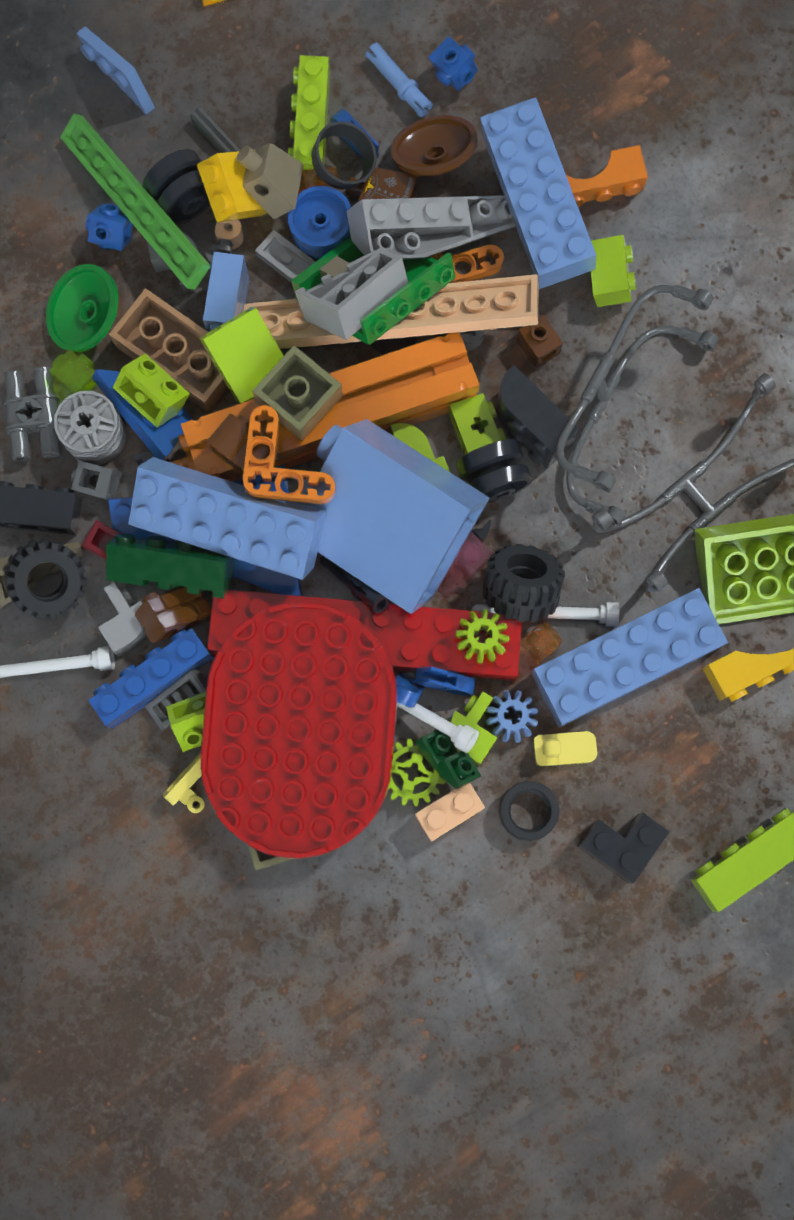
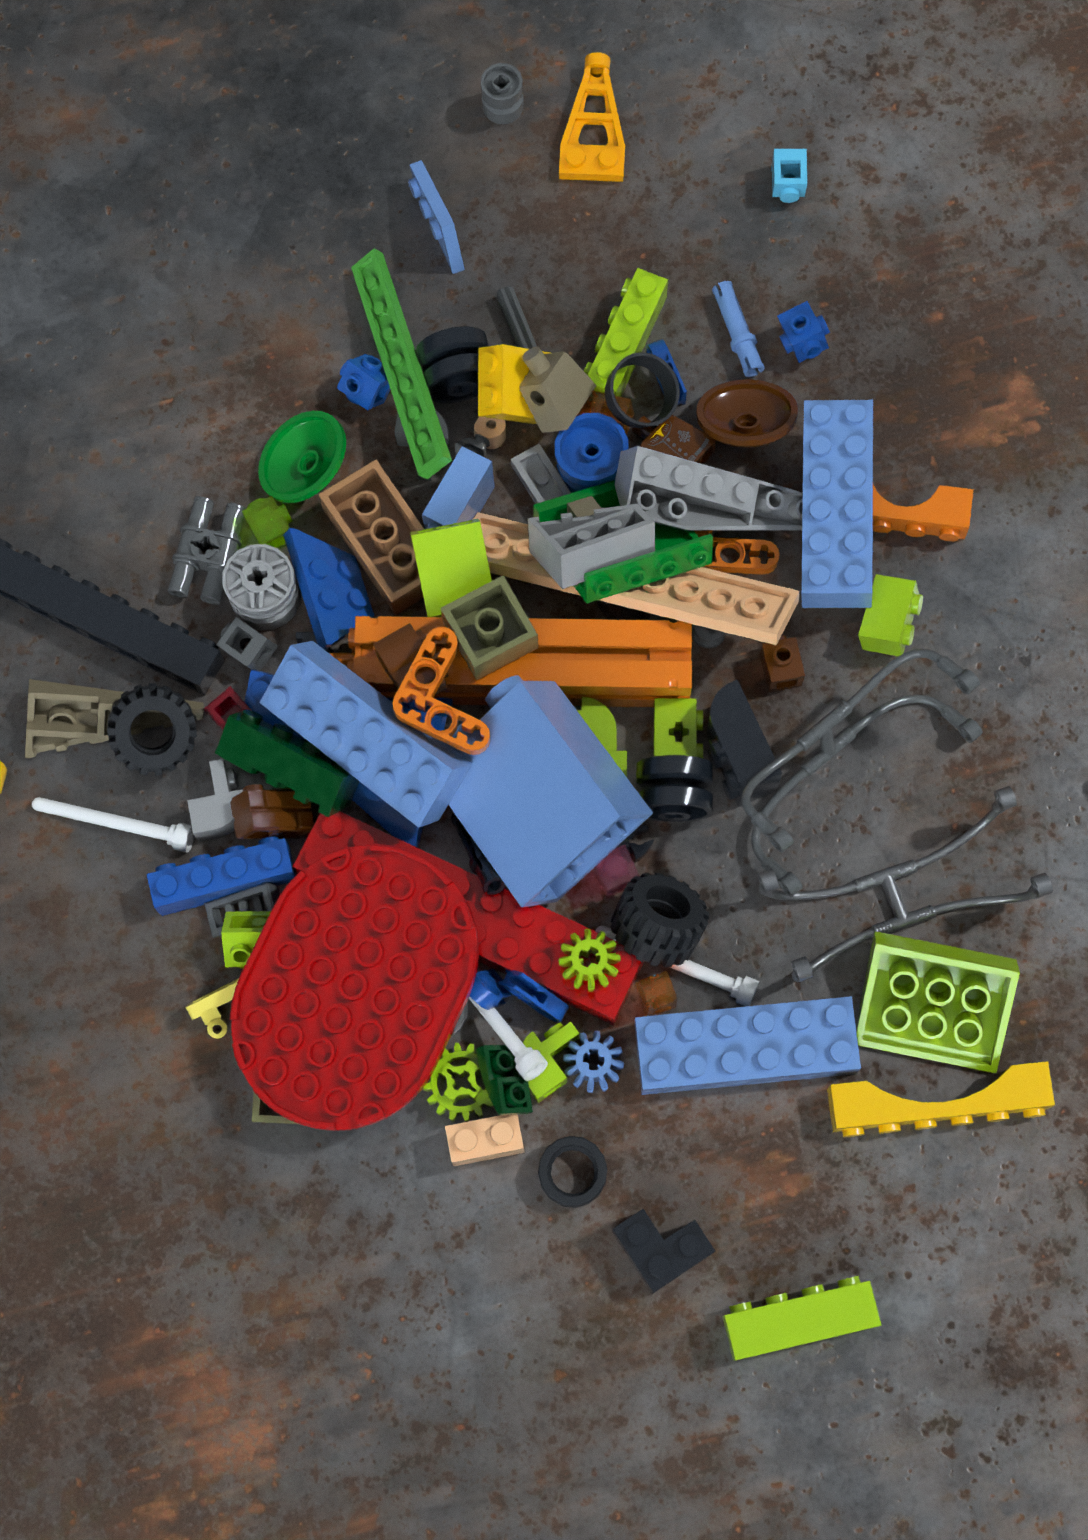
camera: 25 degrees right, 5 degrees down
(150, 390) = (339, 569): lime brick -> none
(564, 748) = (639, 1119): light yellow piece -> none

